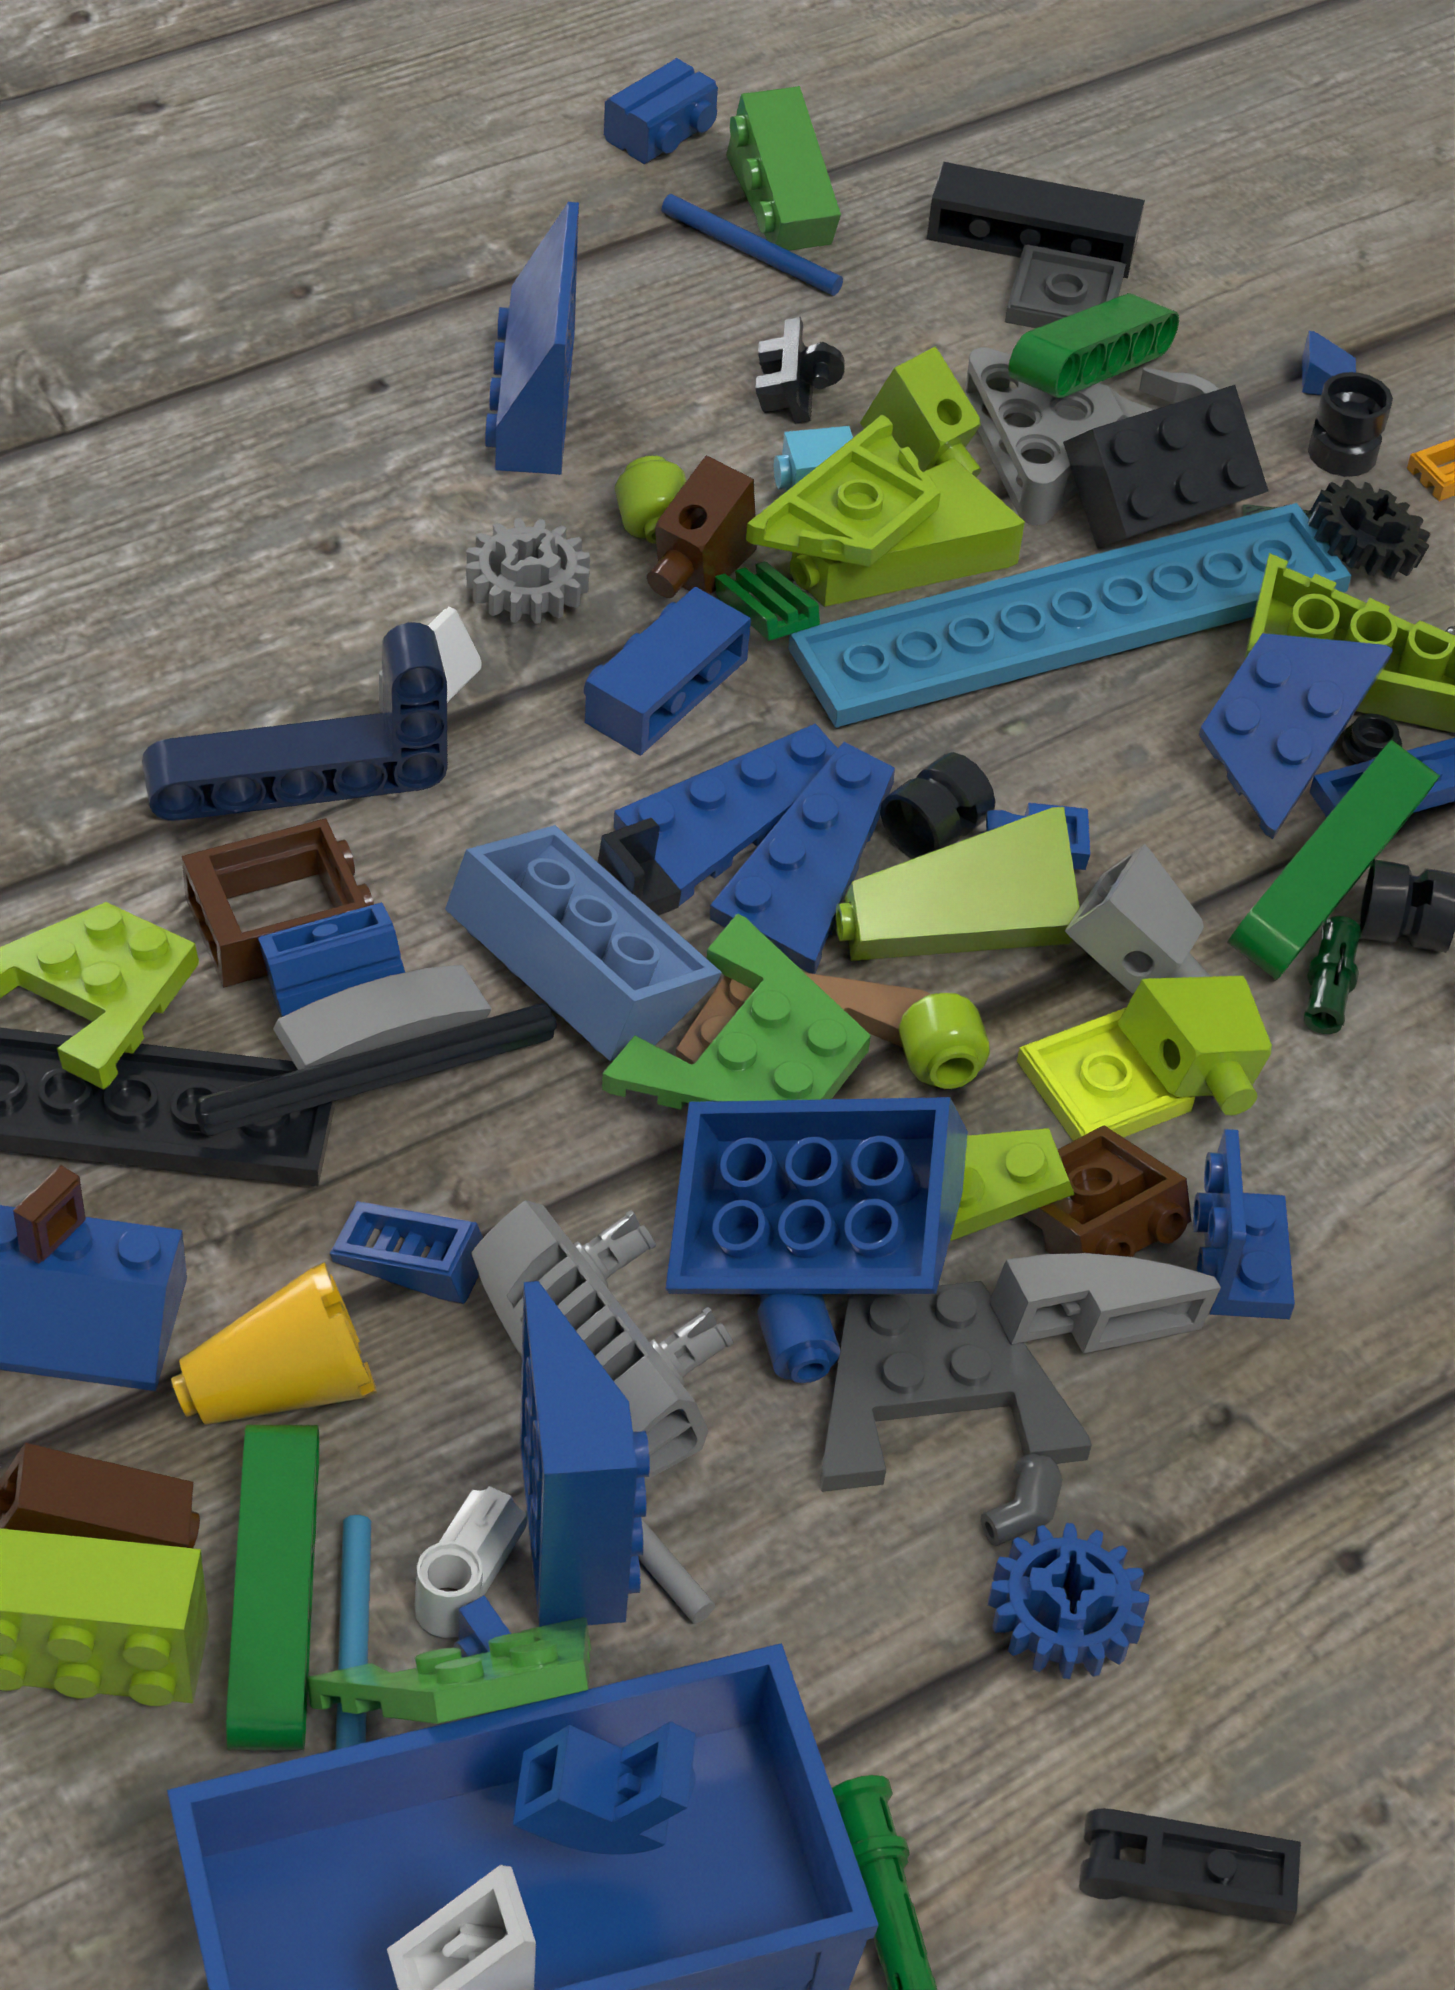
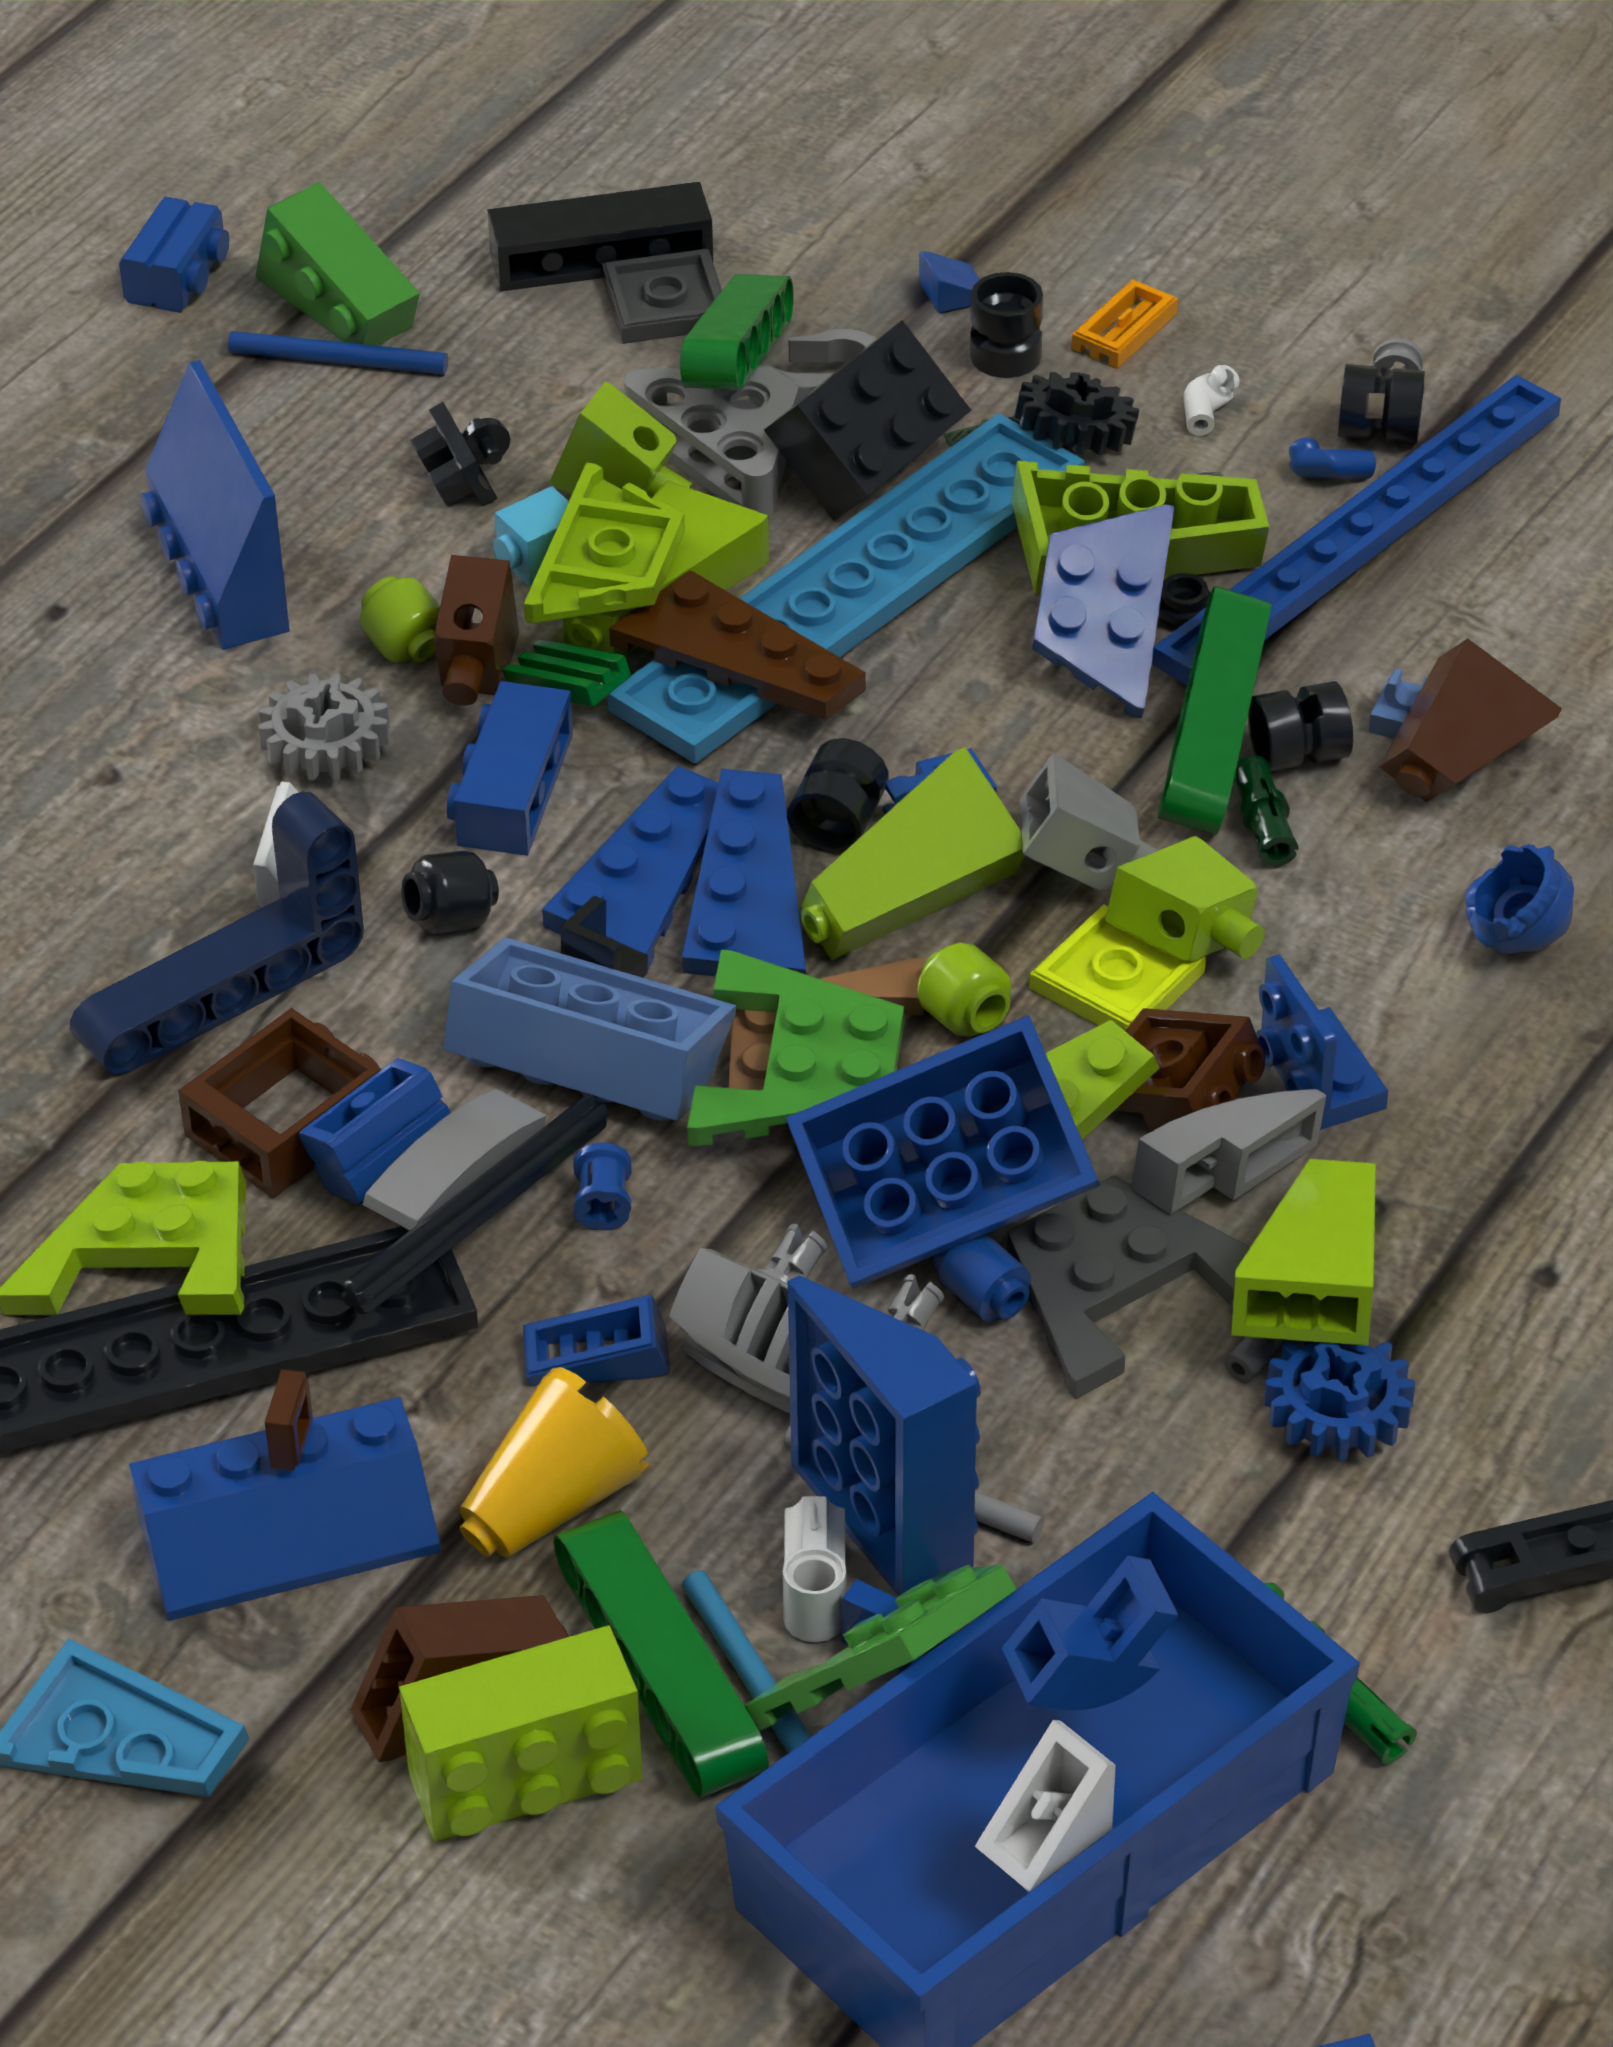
camera: 20 degrees left, 5 degrees down
(505, 1096) = (598, 1189): none -> blue bush
(540, 764) = (449, 892): none -> black head
(930, 631) = (739, 645): none -> reddish brown wing
(1110, 1454) = (1313, 1260): none -> lime slope

